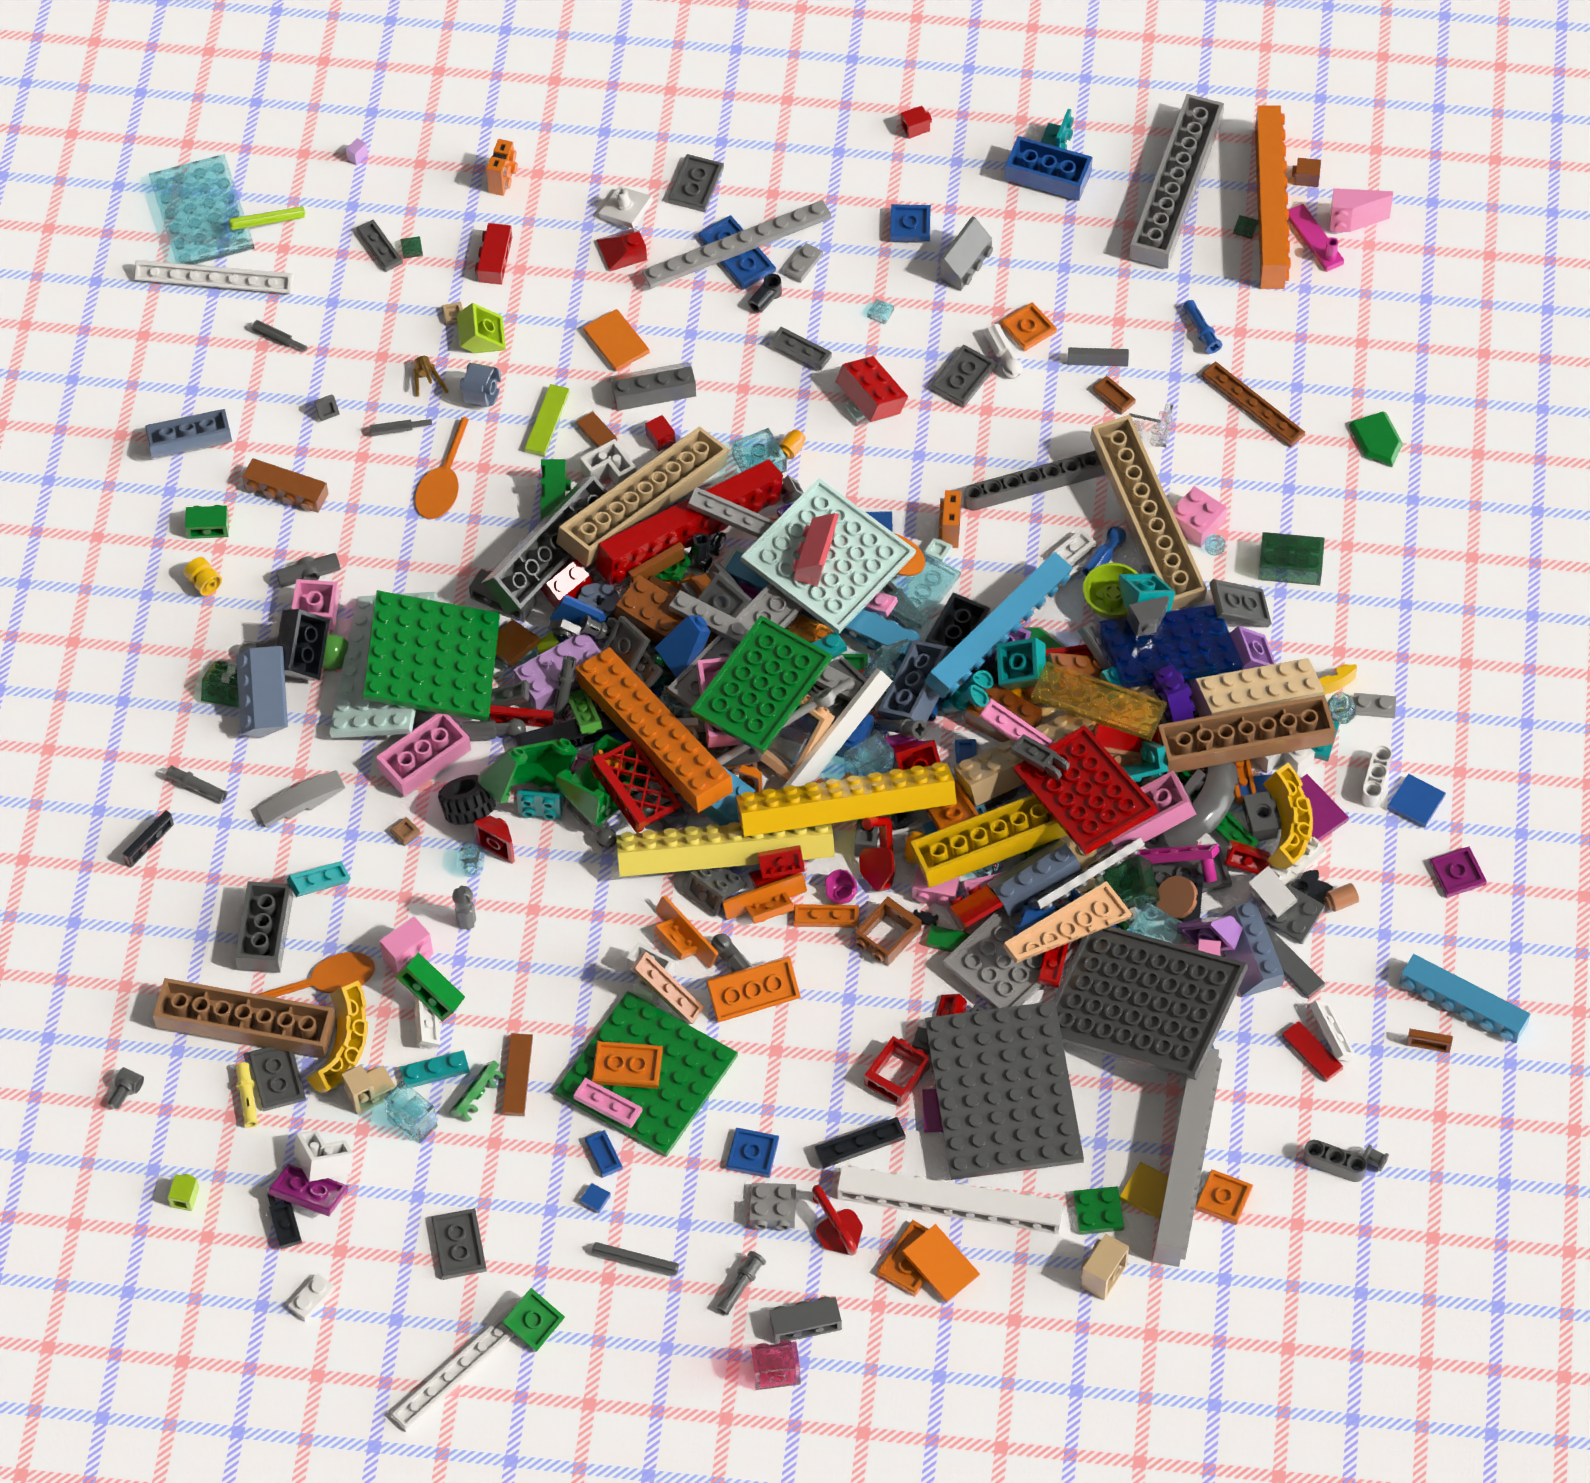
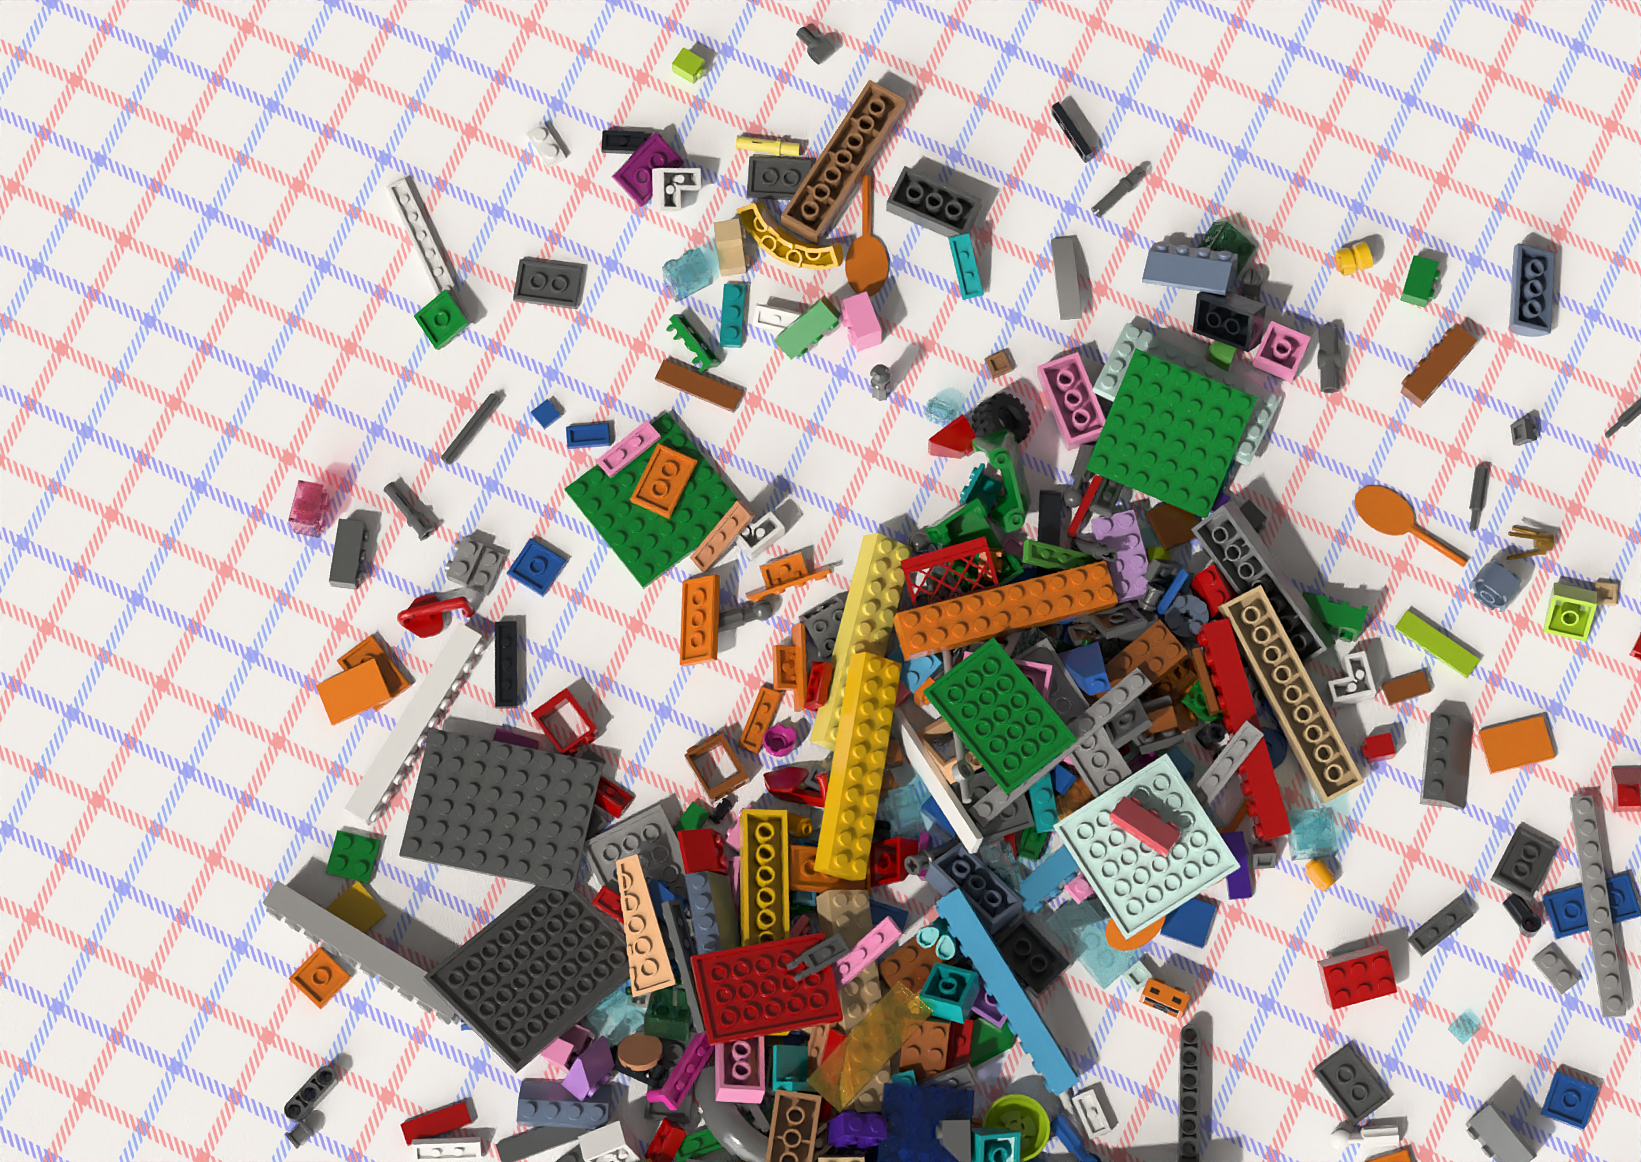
camera: 110 degrees right, 15 degrees up
(721, 303) = (1524, 863): none -> dark grey tile
(1104, 1266) = (288, 837): tan brick -> none

